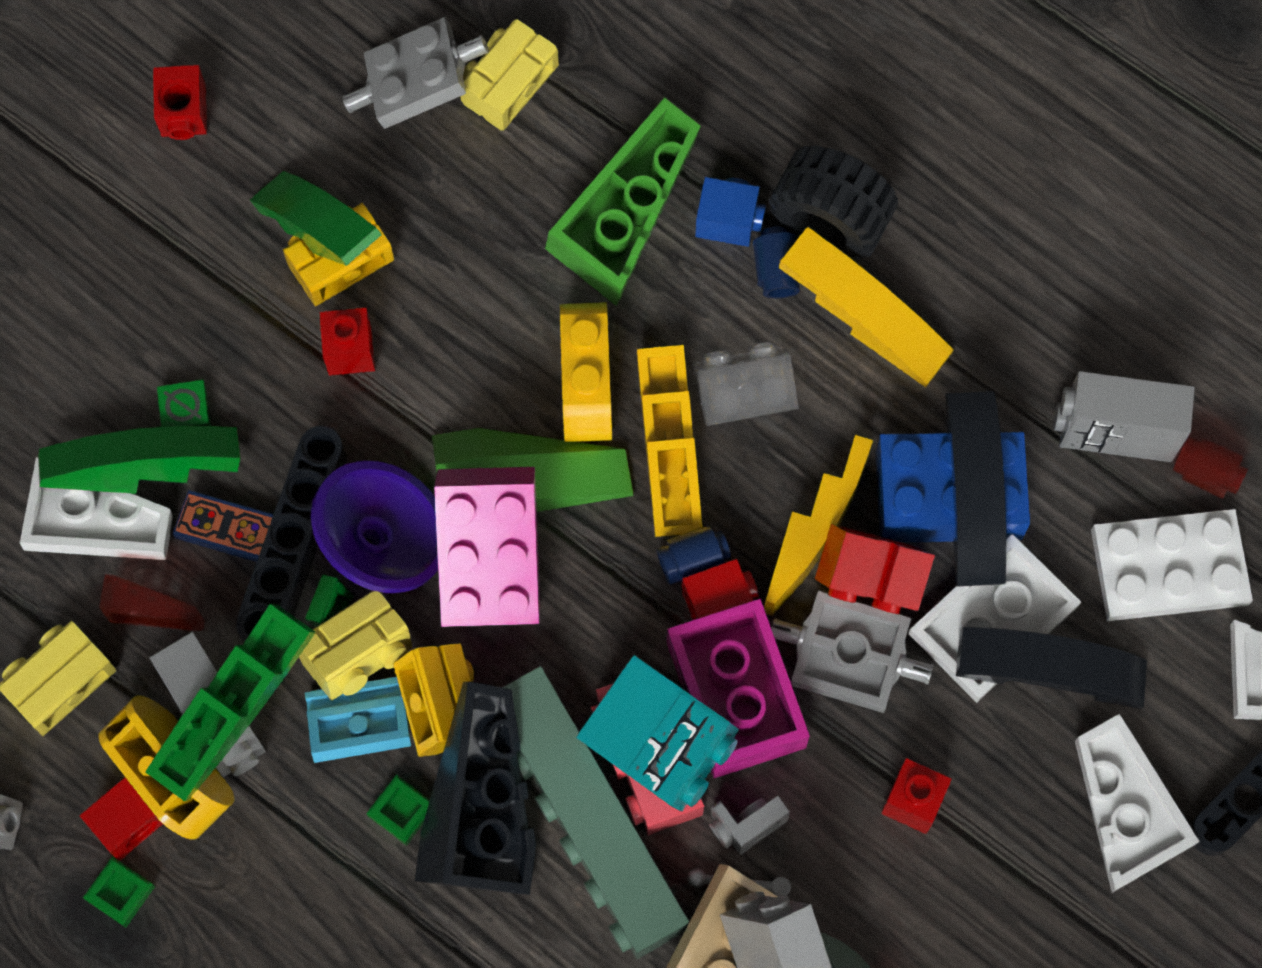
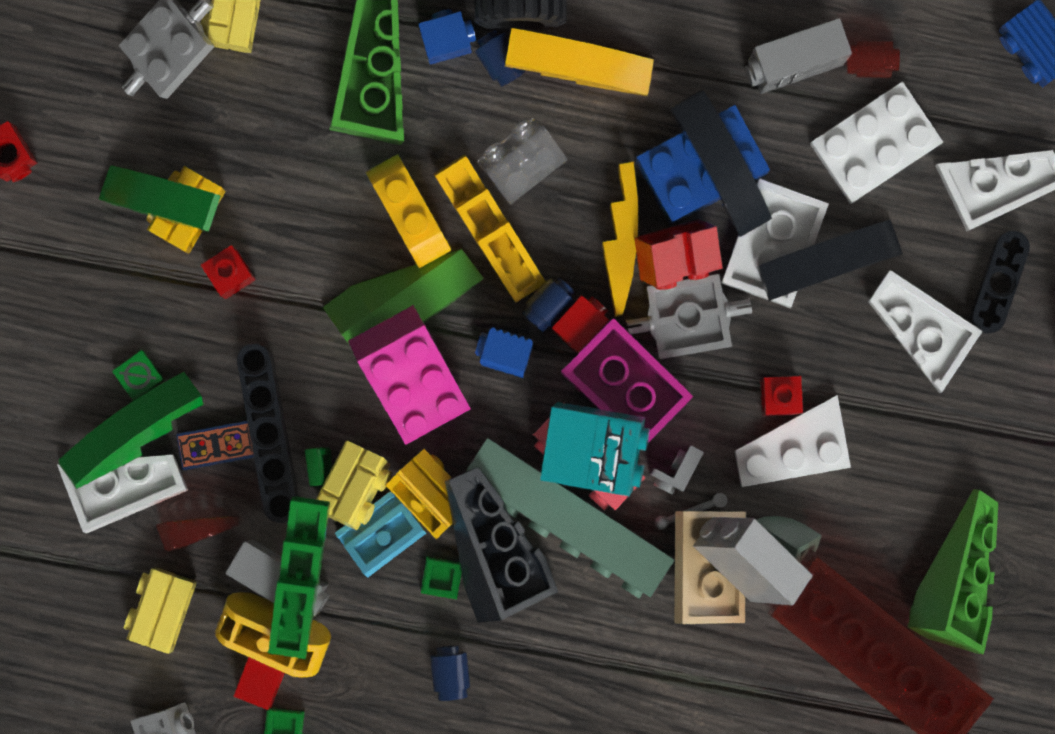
camera: 25 degrees left, 15 degrees up
(349, 925) = (450, 673): none -> dark blue brick
(390, 511) = (325, 377): dark purple dish -> none
(613, 578) = (504, 352): none -> blue brick
(904, 871) = (796, 449): none -> white wing

